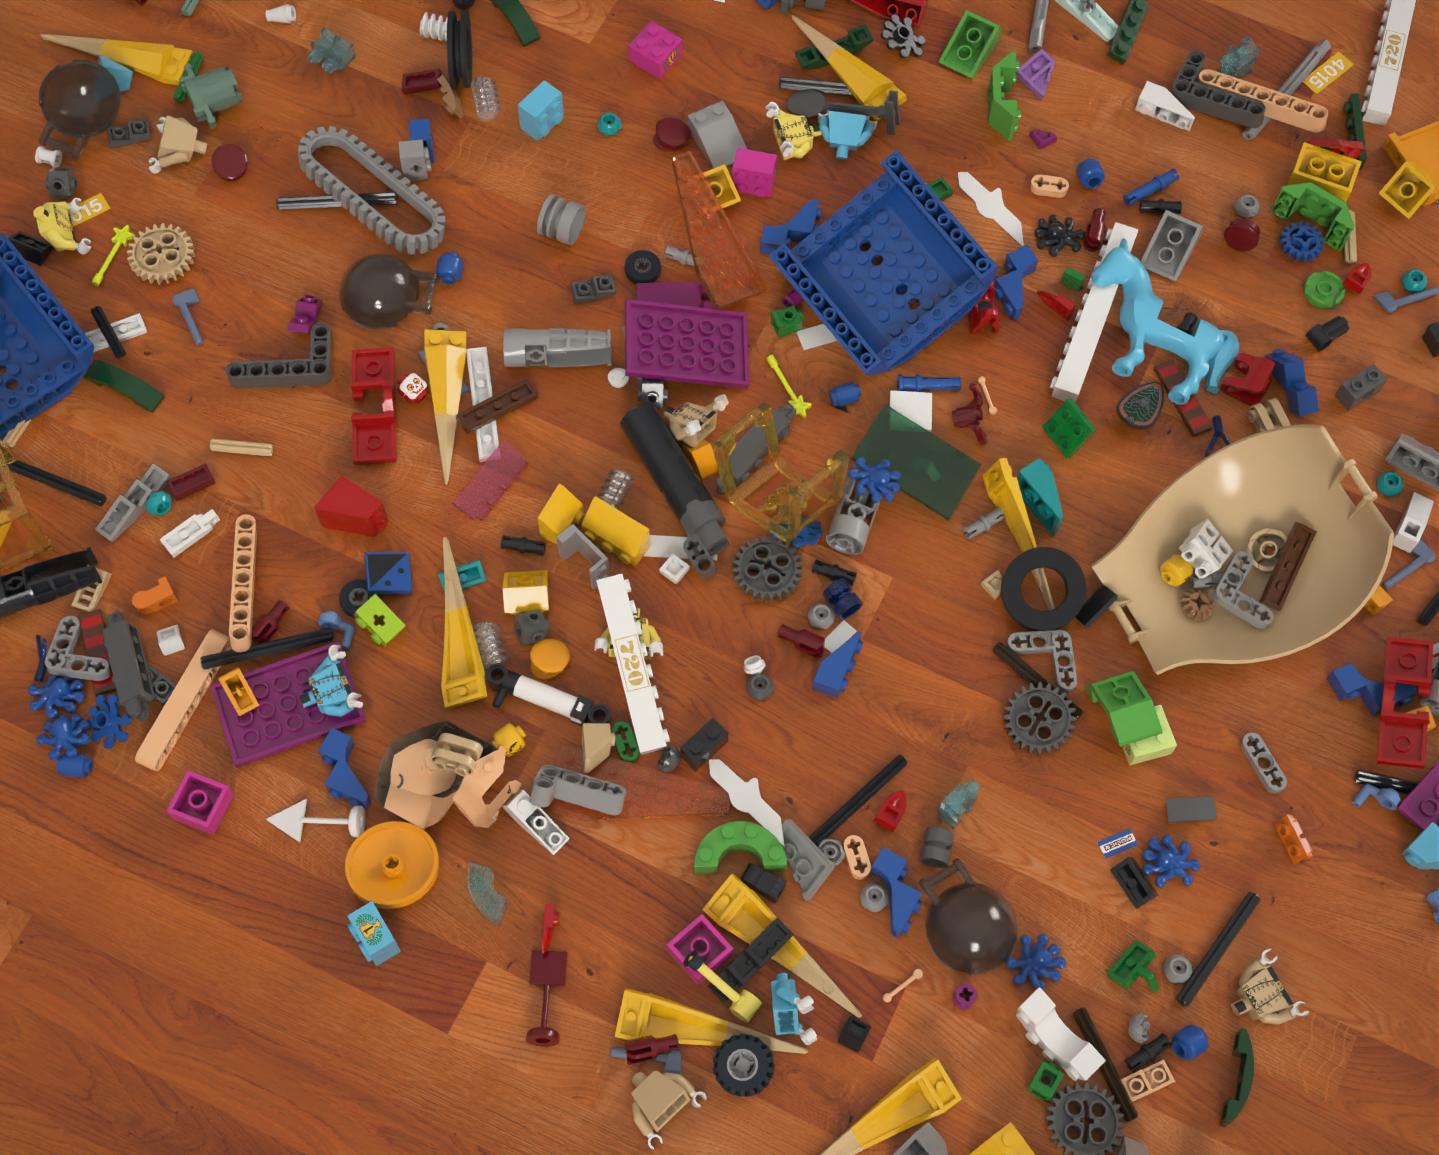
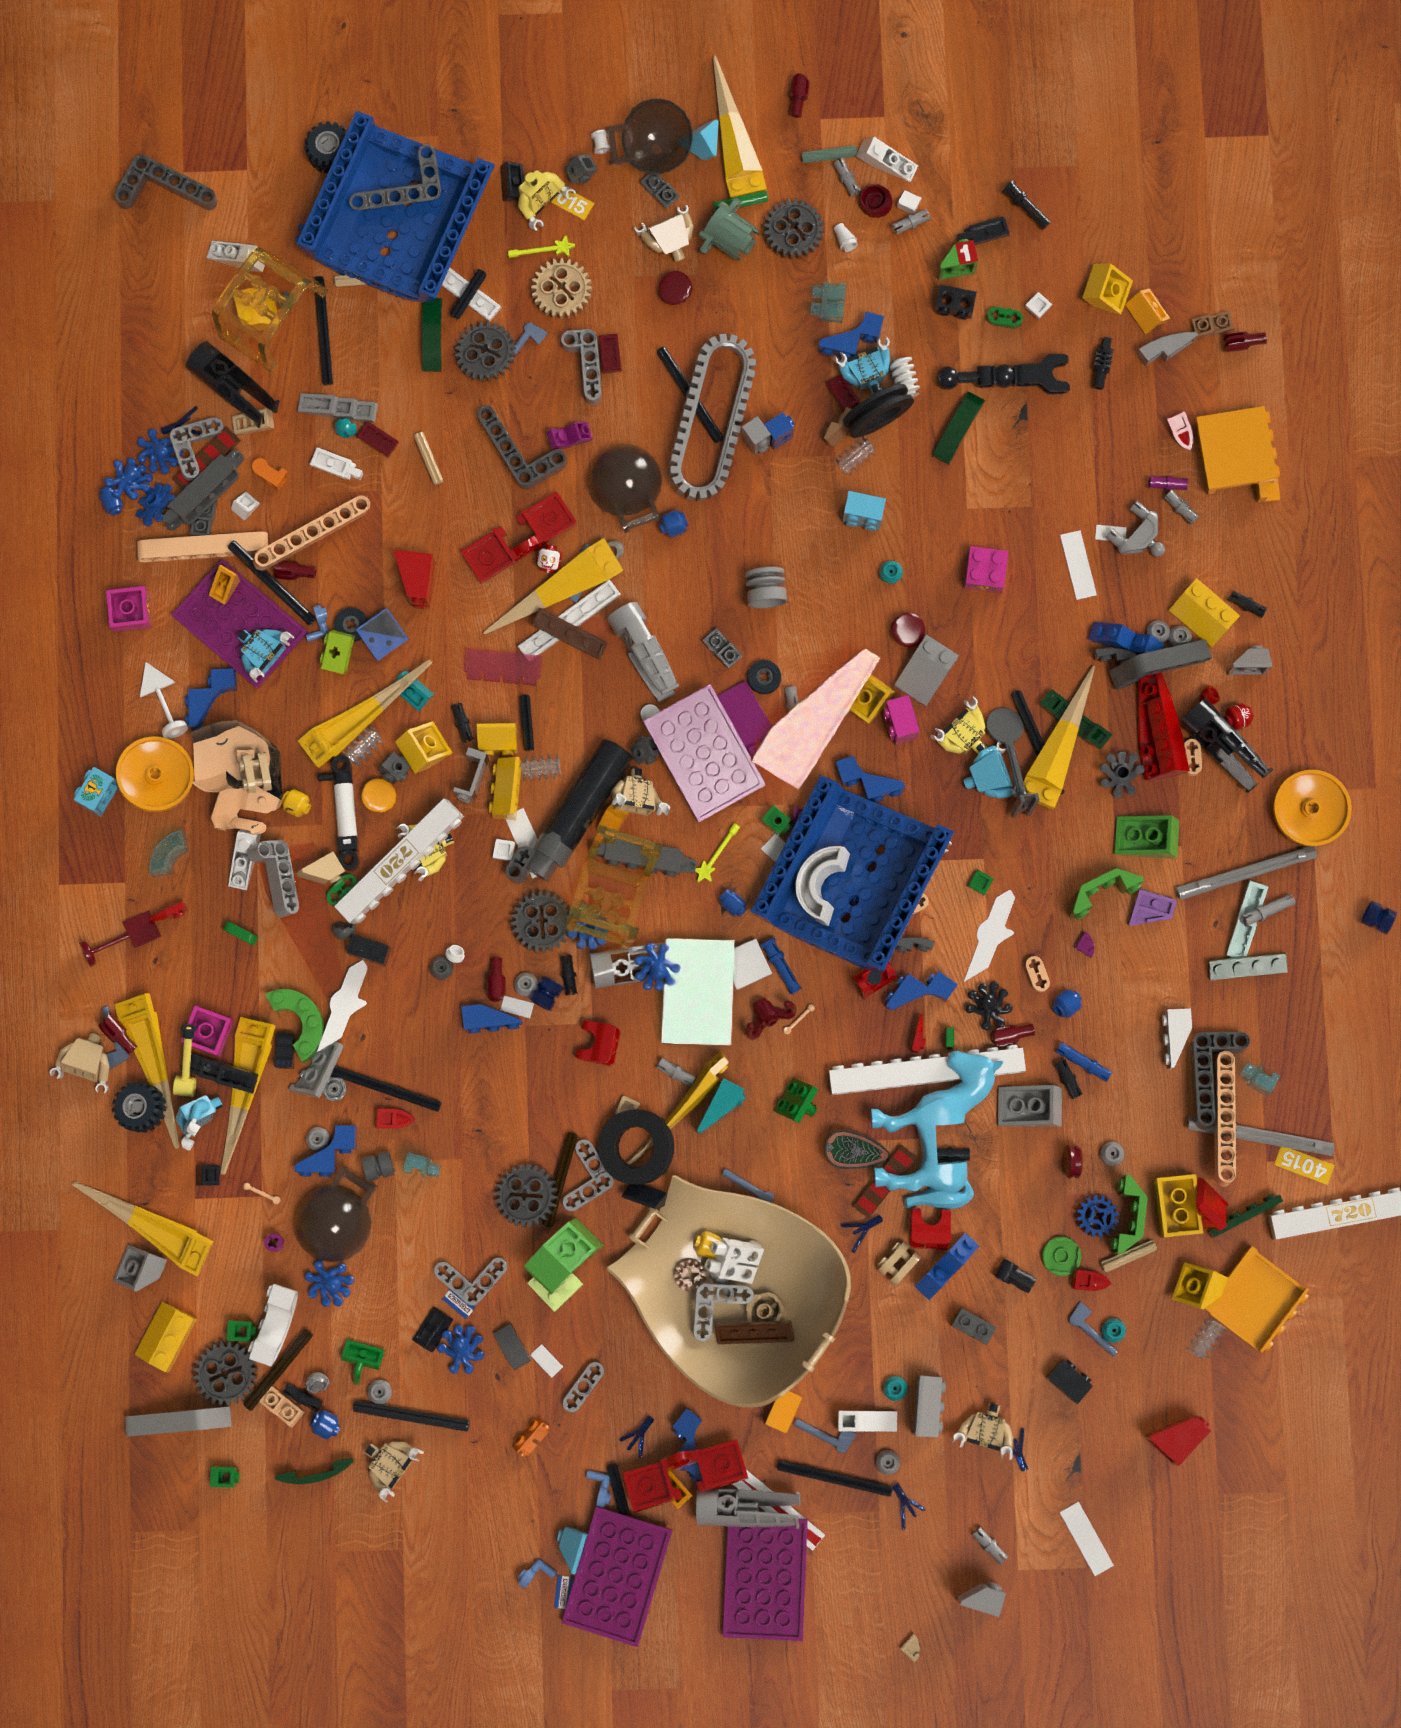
camera: 65 degrees right, 15 degrees up
(173, 345) = (492, 337): none -> dark grey gear
(244, 47) = (807, 219): none -> dark grey gear
(251, 244) = (610, 353): none -> dark red plate
(274, 274) = (587, 366): none -> light grey beam
(379, 55) = (848, 342): none -> blue arch
(411, 50) = (867, 367): none -> medium azure torso
(551, 484) = (526, 719): none -> black axle
(612, 865) = (240, 933): none -> green beam
(861, 855) = (339, 1107): light nougat beam -> none
(872, 317) = (811, 877): none -> white brick
(921, 568) = (605, 1043): none -> red piece
(1107, 822) = (467, 1286): none -> light grey beam
(1126, 517) = (766, 1196): none -> sand blue piece
(1219, 786) = (546, 1360): none -> white sticker
(1332, 727) = (640, 1433): none -> clear blue plant

